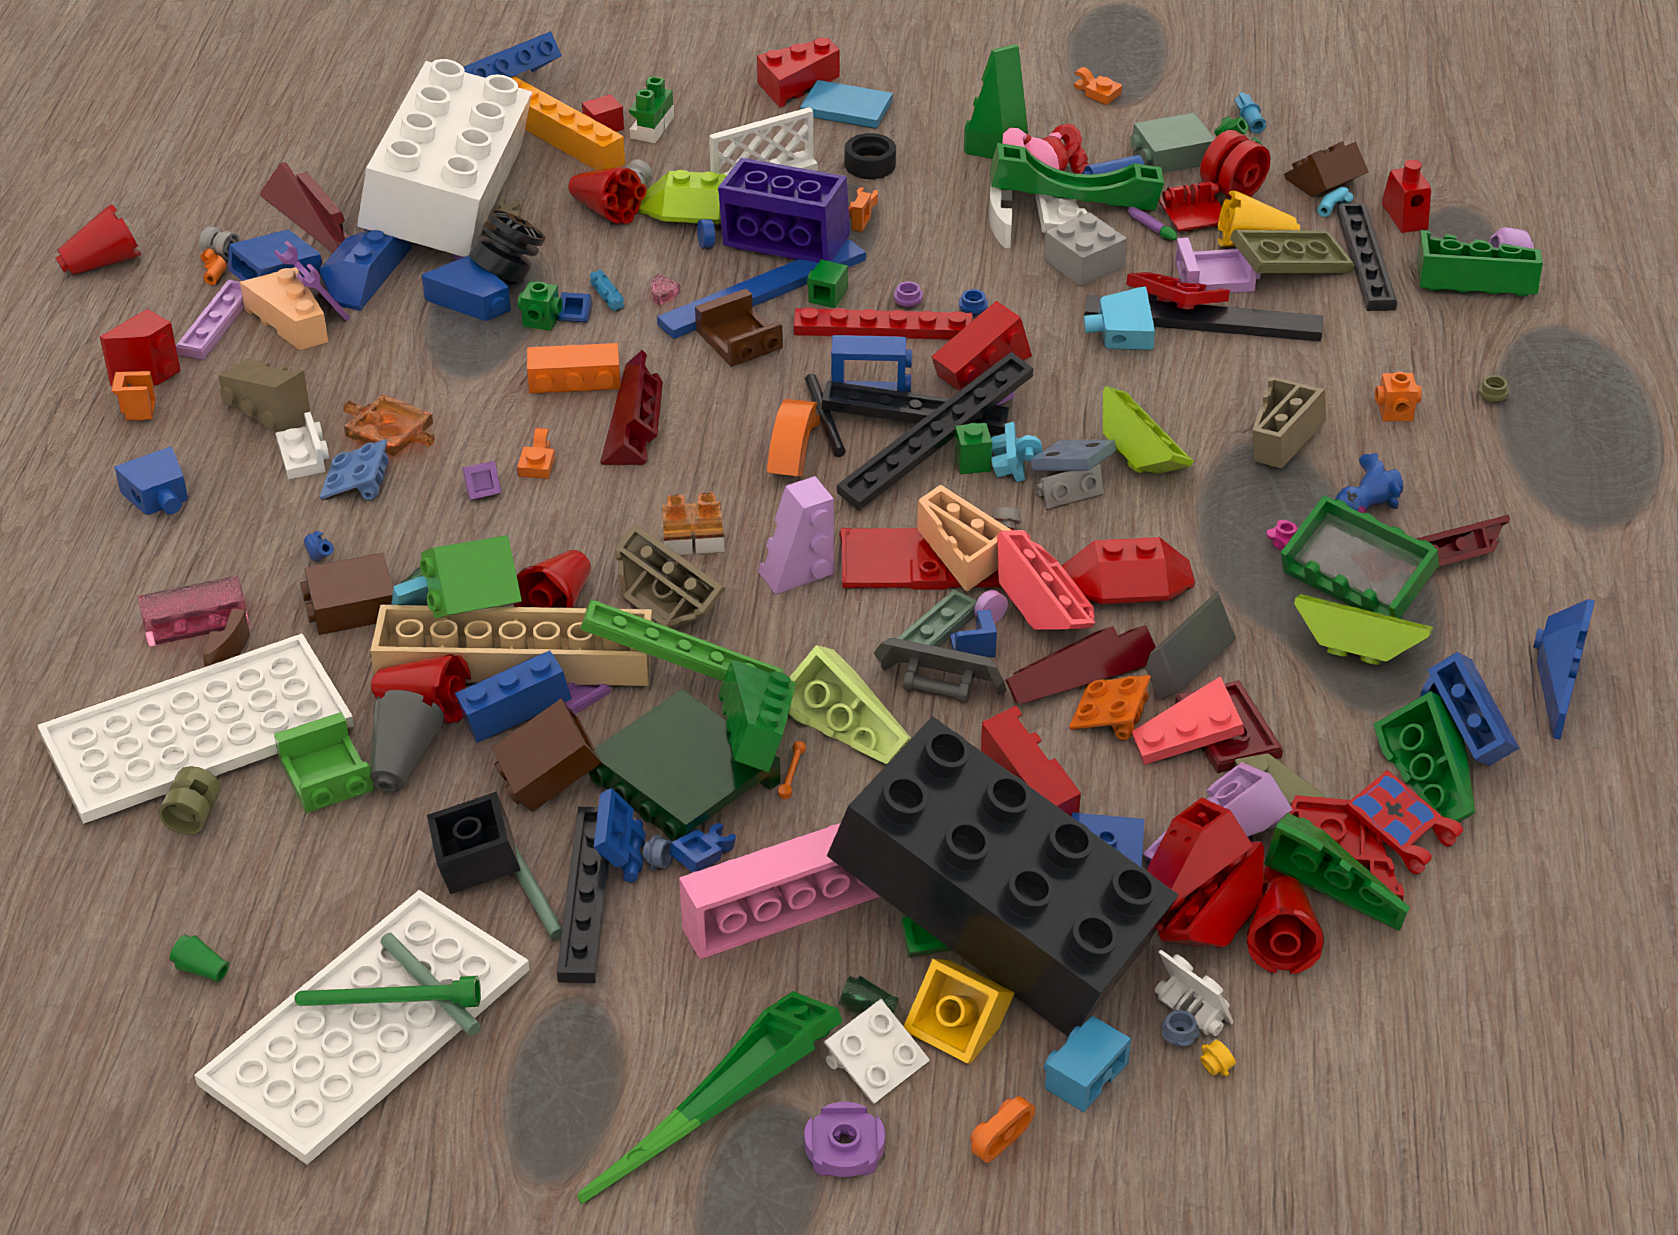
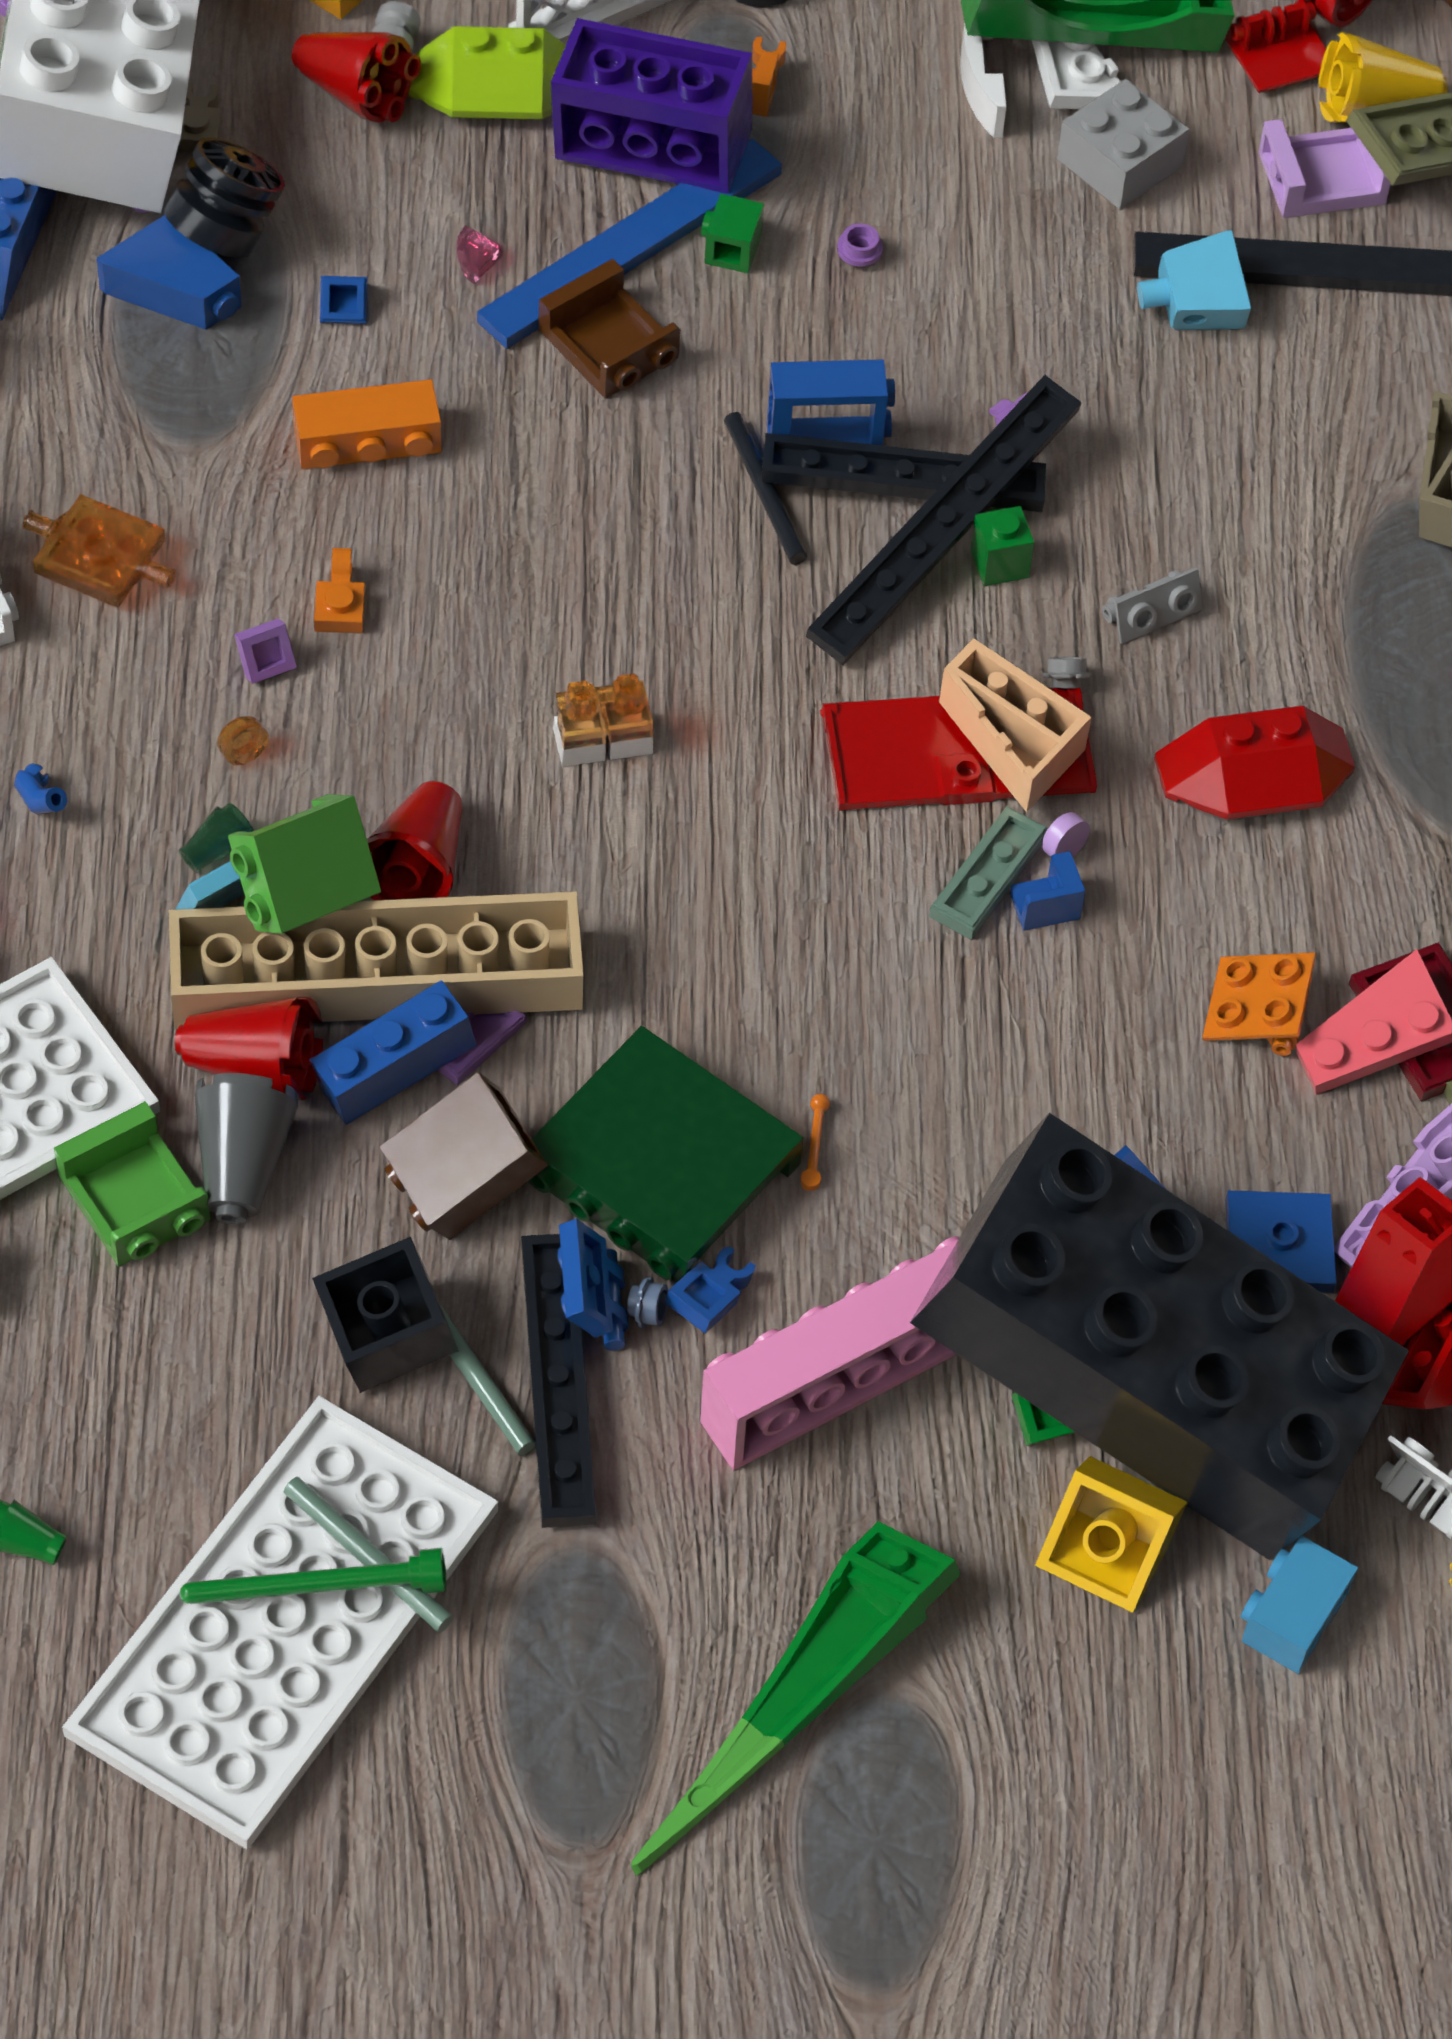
camera: 10 degrees left, 15 degrees up
(346, 592) = (106, 876): reddish brown brick -> none
(359, 469) = (66, 643): medium blue hinge -> none
(456, 526) = (242, 740): none -> clear orange tile
(540, 305) = (292, 304): green brick -> none
(607, 290) = (388, 261): dark azure axle -> none
(634, 415) = (474, 506): dark red wedge -> none
(663, 580) = (580, 828): dark tan wedge -> none
(663, 641) = (631, 957): bright green tile -> none
(706, 233) = (526, 140): blue tile -> none
(755, 712) = (763, 1067): green wedge -> none
(791, 436) = (728, 546): orange arch -> none
(803, 537) = (778, 745): lavender wedge -> none
(843, 707) = (869, 1025): yellowish green wedge -> none
(844, 1159) = (976, 1780): medium lavender plate -> none
(861, 994) = (980, 1522): clear green cone -> none
(875, 1051) = (1007, 1608): white hinge -> none
(879, 323) = (828, 304): red plate -> none
(947, 660) = (1004, 982): dark grey piece -> none
(973, 301) = (962, 255): blue plate -> none
(981, 346) = (992, 355): red wedge -> none
(1002, 1129) = (1207, 1700): orange plate -> none
(1012, 452) = (1069, 544): medium azure hips -> none
(1017, 751) = (1139, 1111): red wedge -> none
(1040, 585) = (1141, 804): coral wedge -> none
(1073, 455) = (1154, 552): sand blue tile -> none
(1082, 662) = (1210, 926): dark red wedge -> none
(1139, 436) = (1250, 509): lime wedge -> none
(1165, 231) = (1219, 81): medium lavender piece -> none
(1172, 290) = (1256, 215): red wing -> none
(1180, 1028) = (1420, 1524): sand blue plate -> none
(1190, 648) = (1366, 897): dark grey piece -> none

